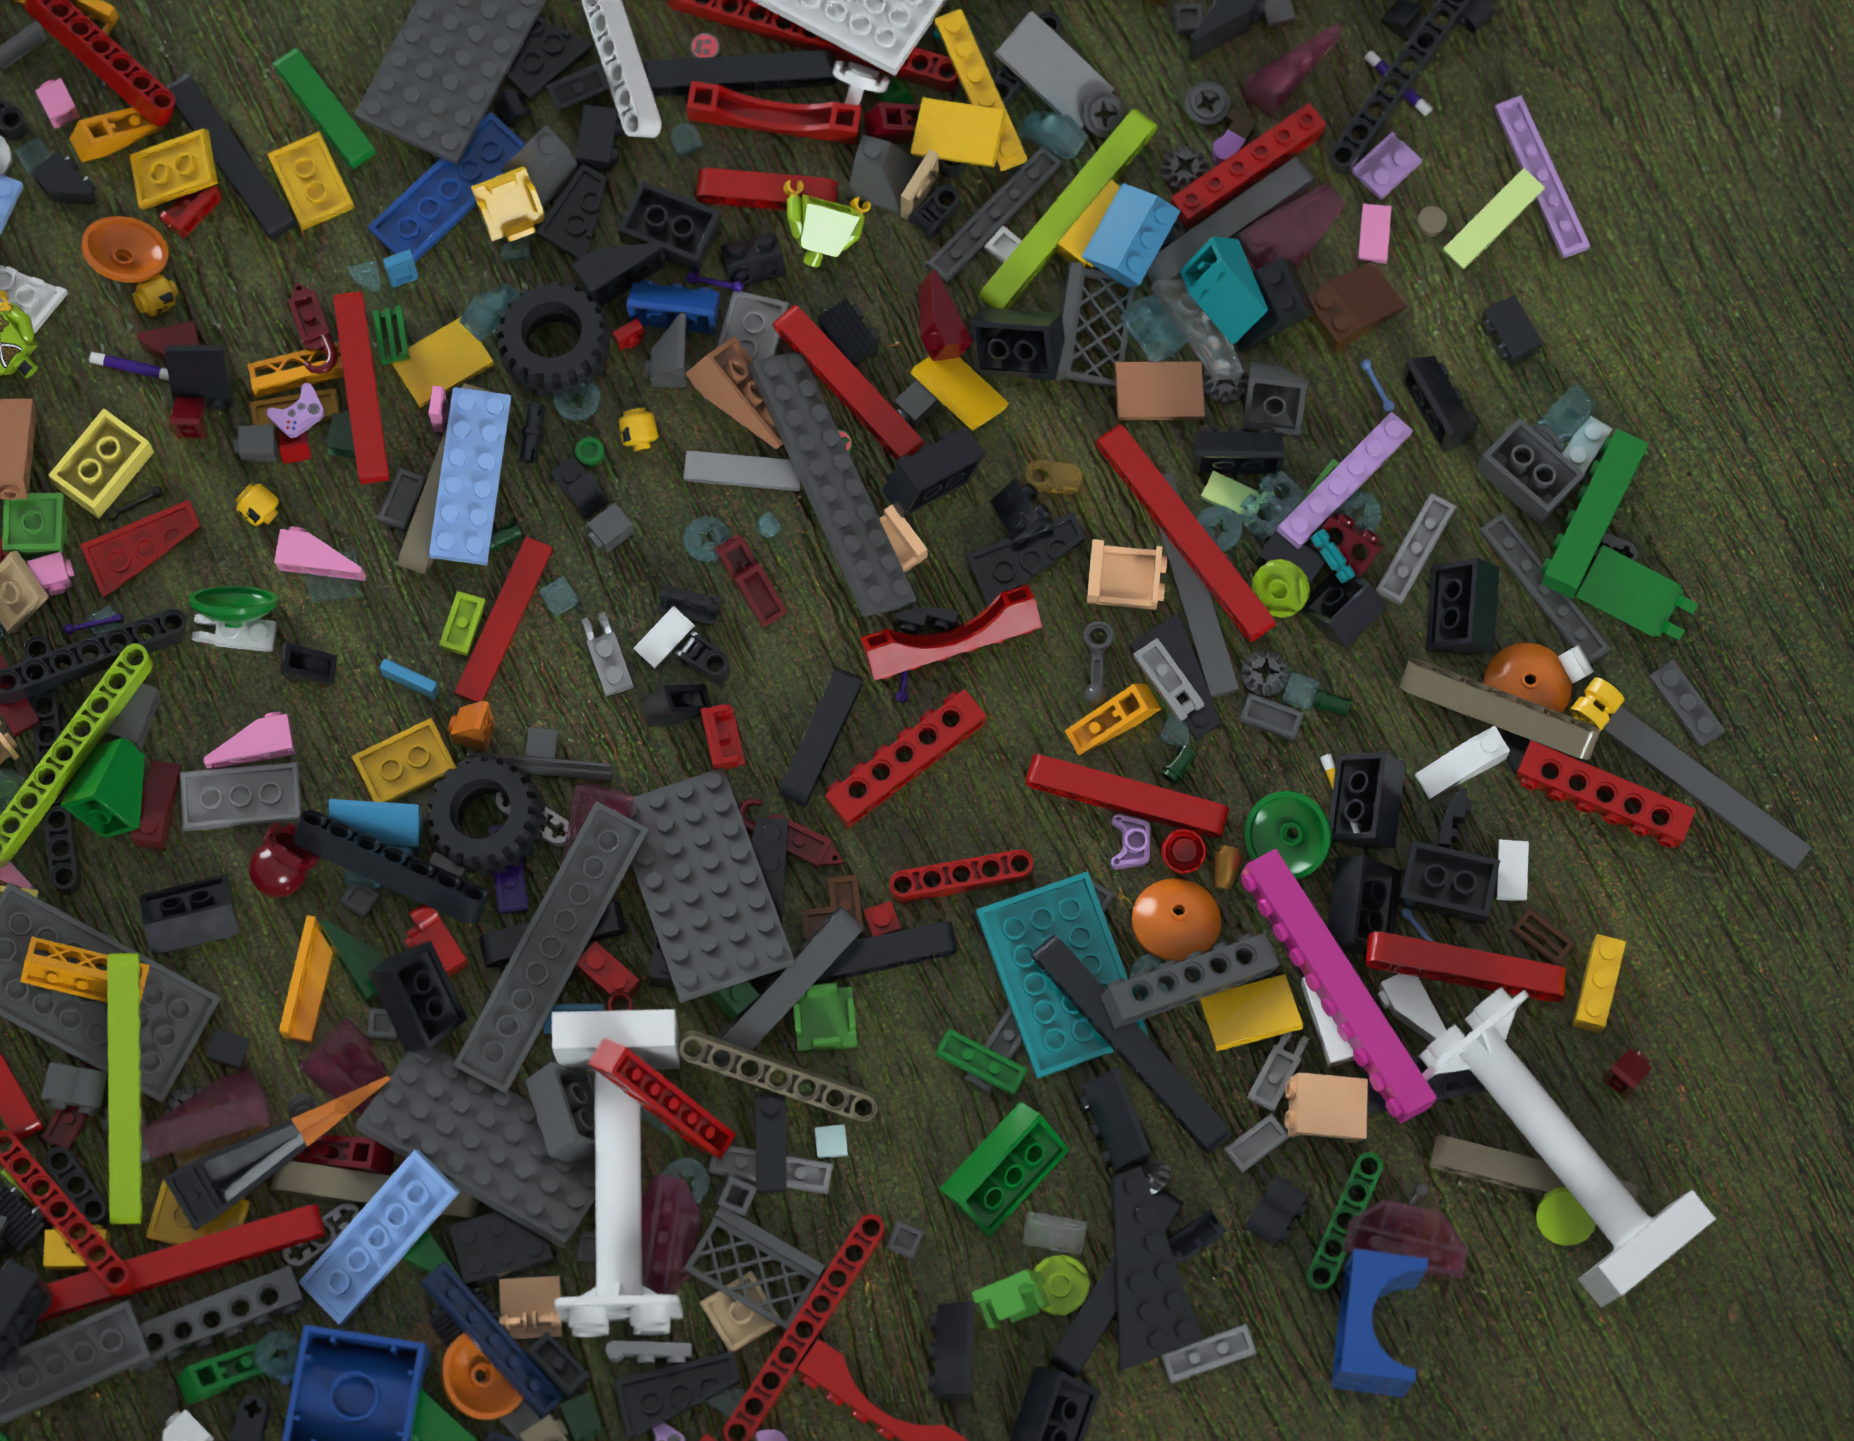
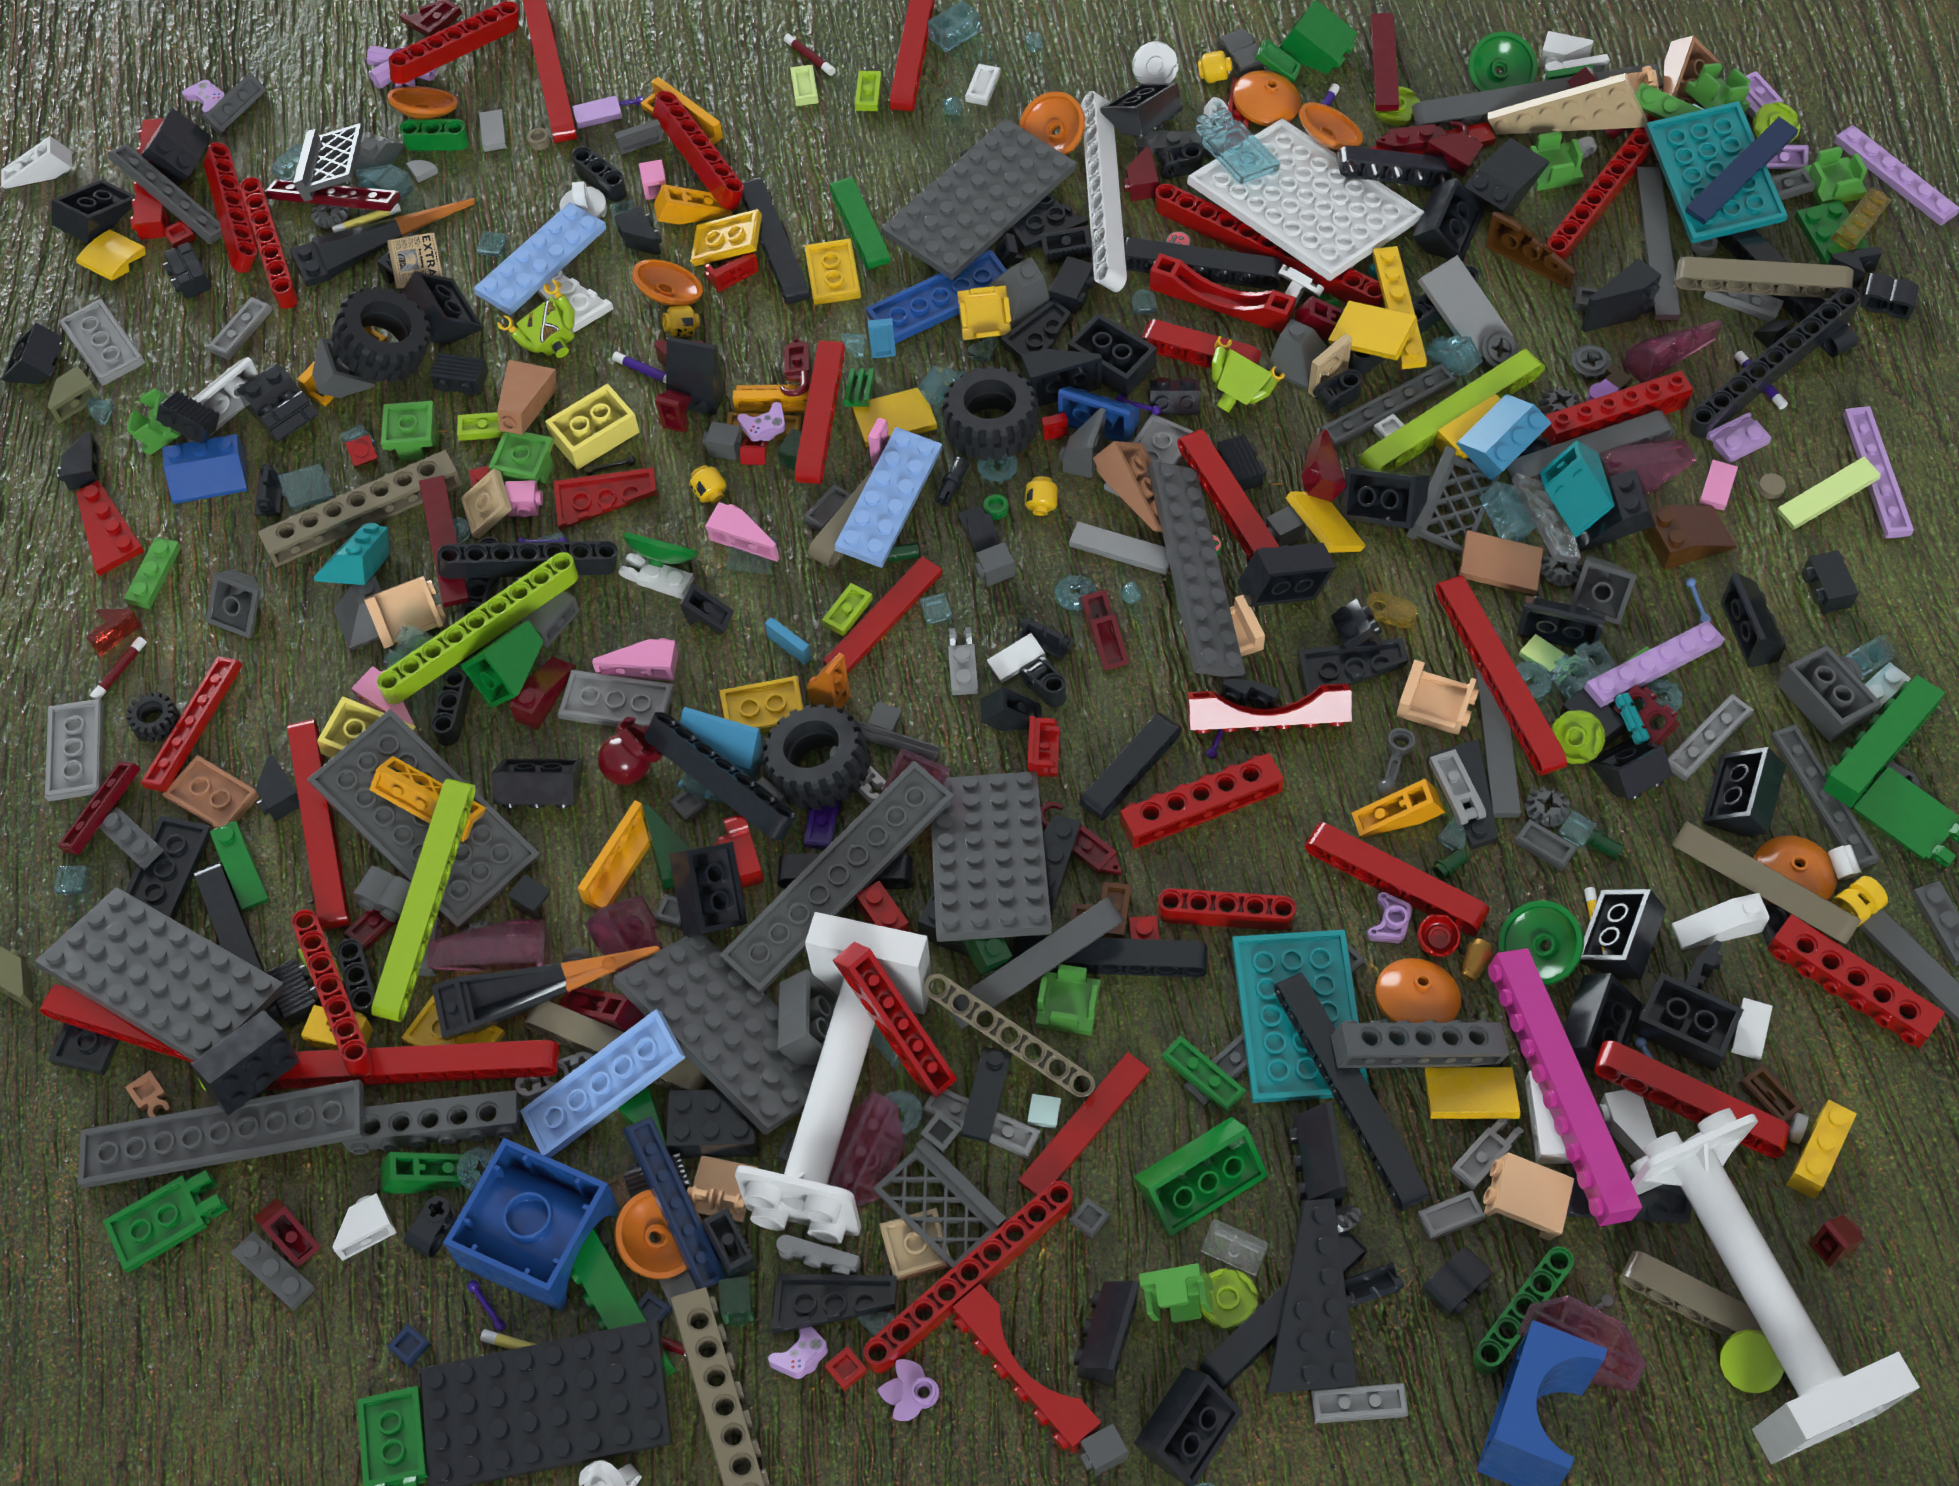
camera: 20 degrees right, 15 degrees down
(875, 1146) = (1085, 1124): none -> red tile
(1573, 966) = (1798, 1127): none -> light grey tile

